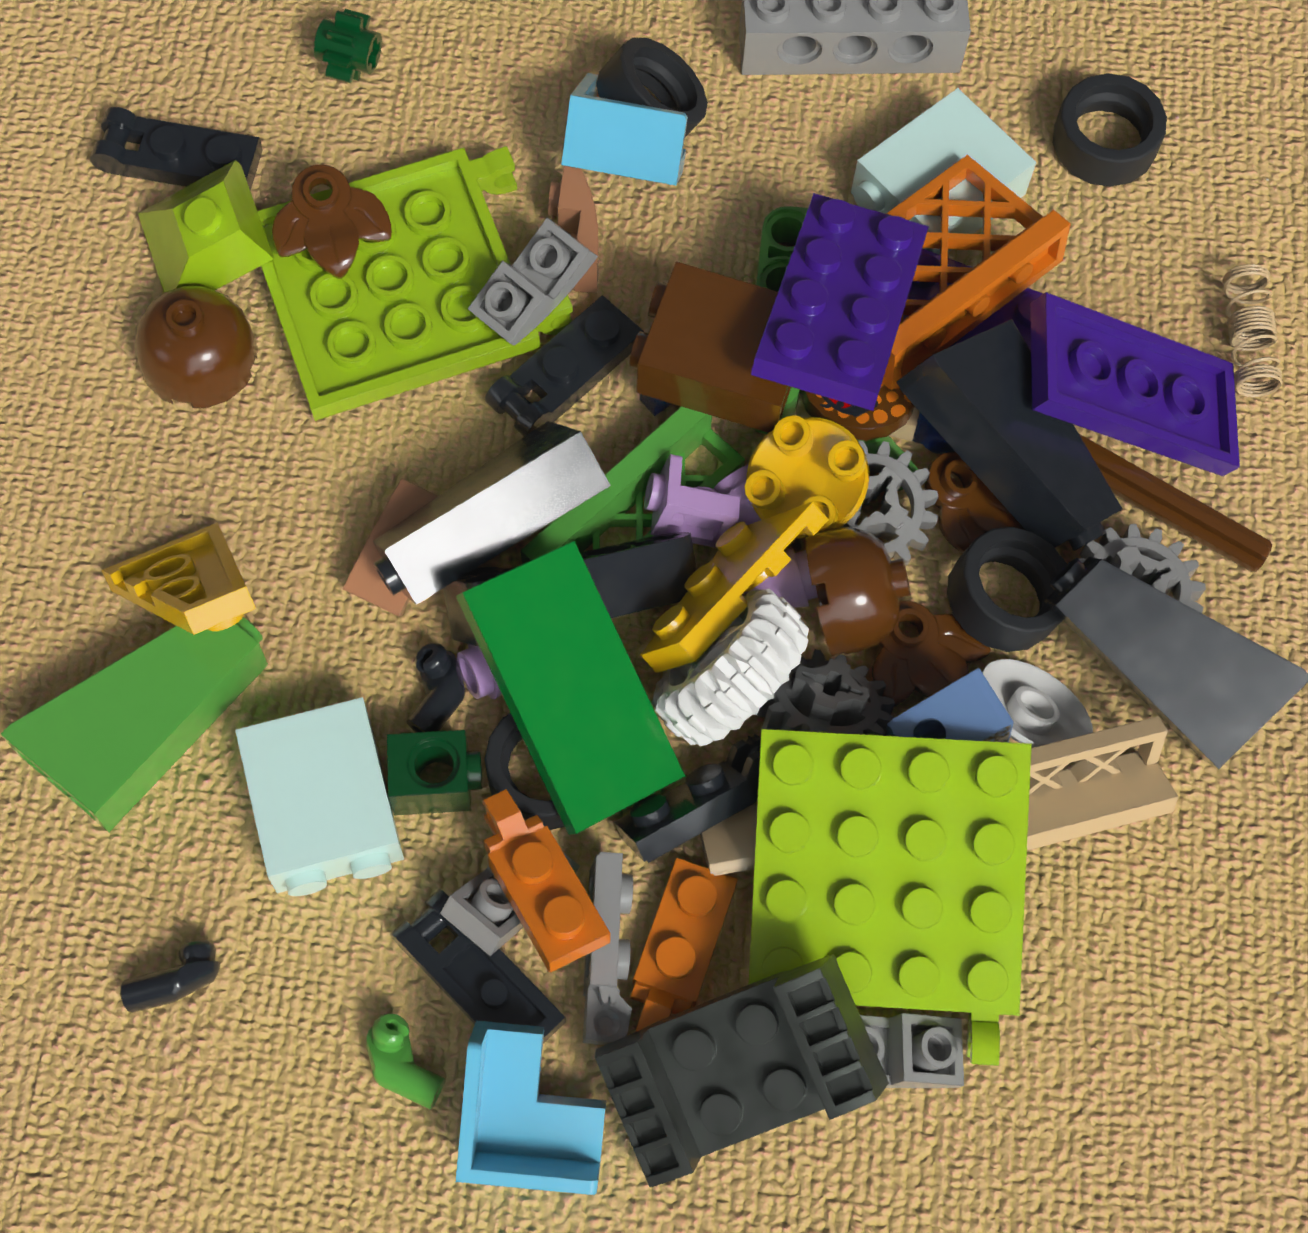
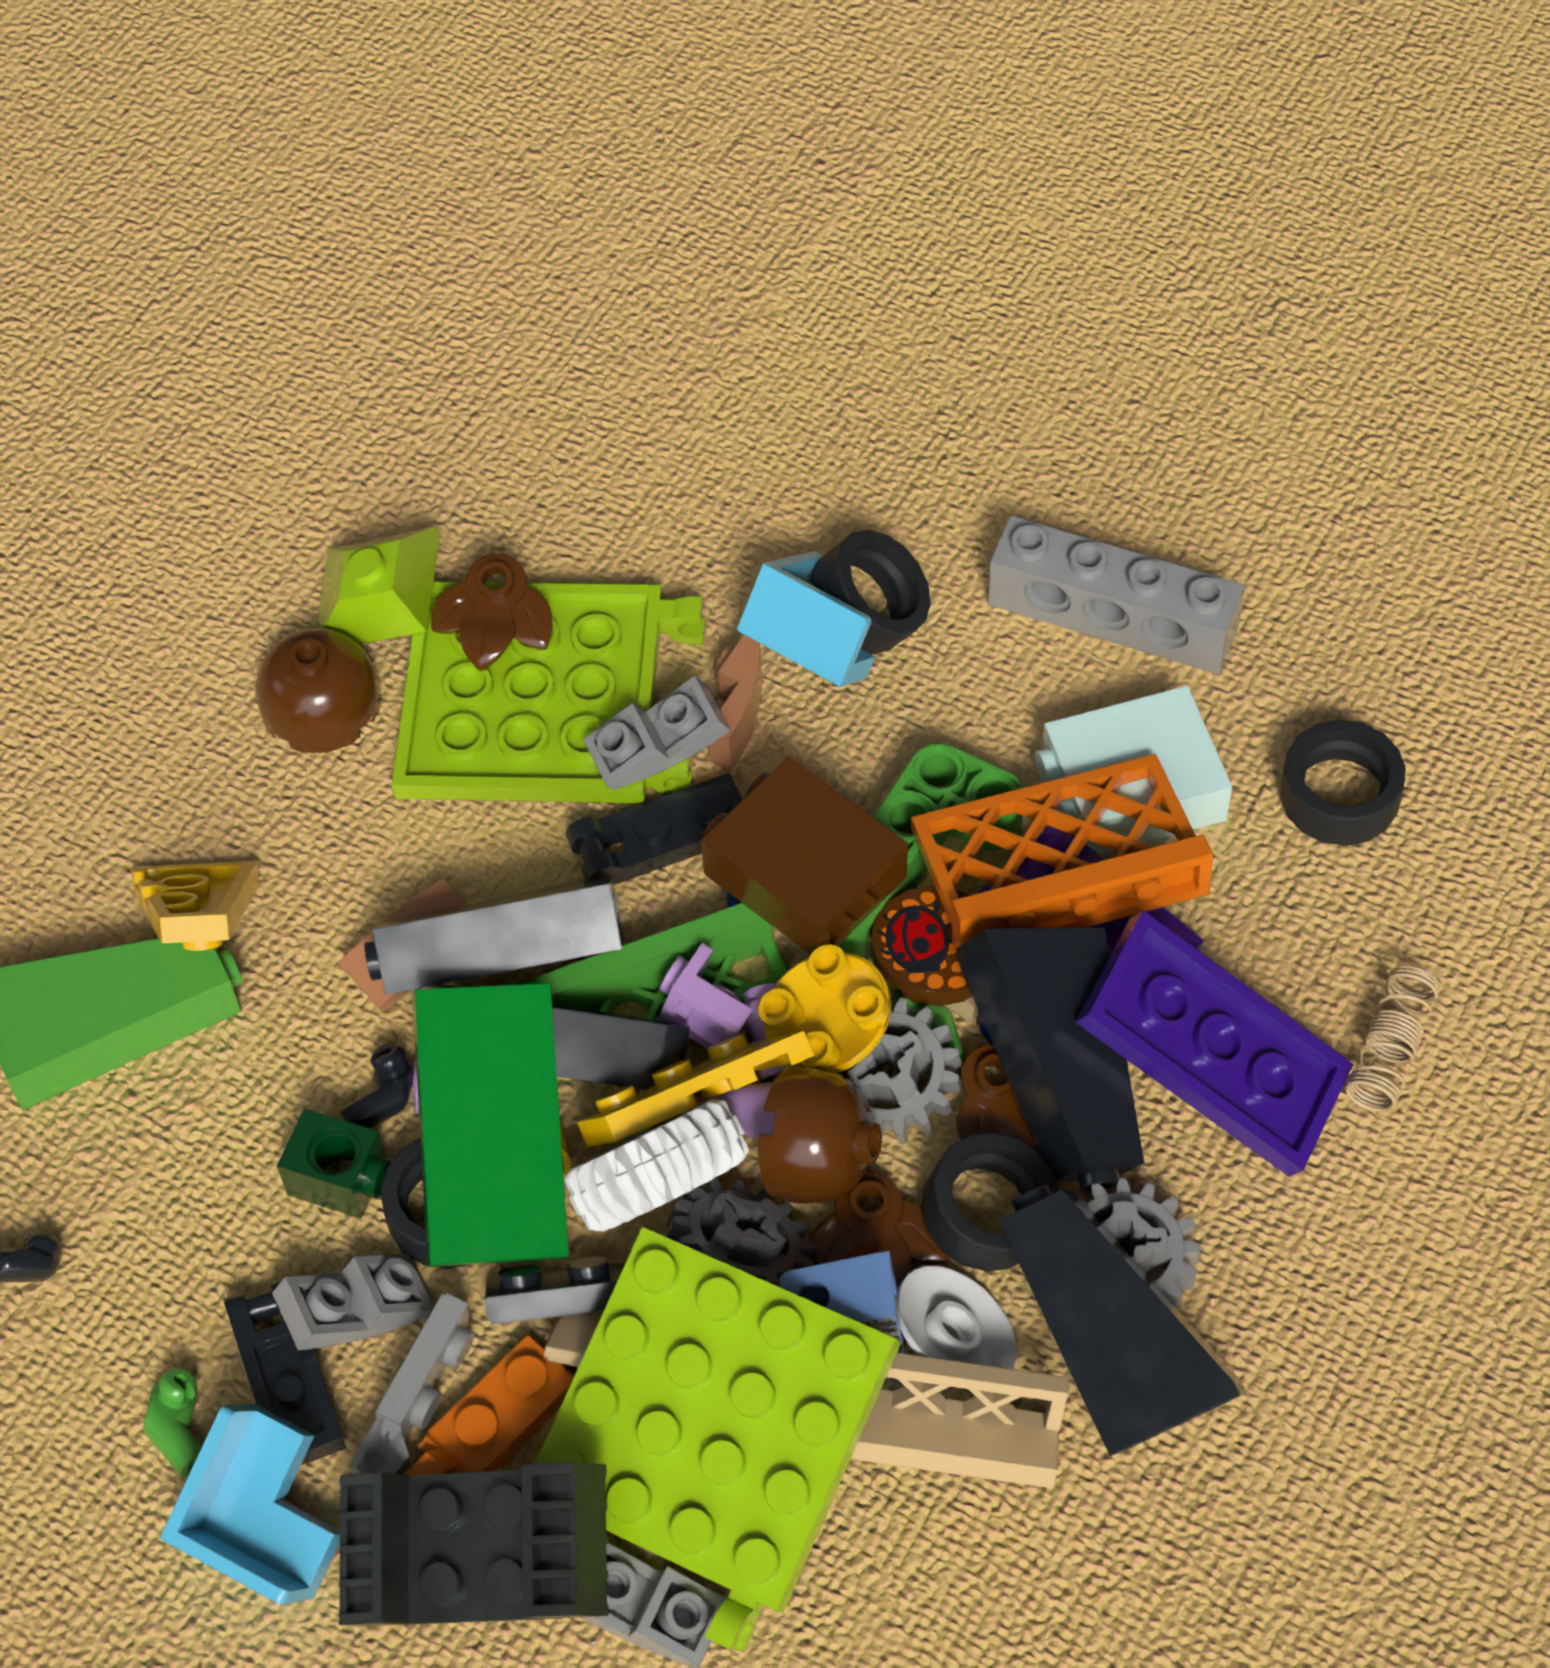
camera: 30 degrees right, 10 degrees down
(170, 150) = (389, 500): black plate -> none
(319, 797) = (219, 1147): light aqua brick -> none
(347, 45) = (599, 452): dark green gear -> none
(541, 885) = (373, 1300): orange hinge -> none
(840, 302) = (930, 848): dark purple plate -> none
(1180, 510) = (1211, 1182): reddish brown axle -> none

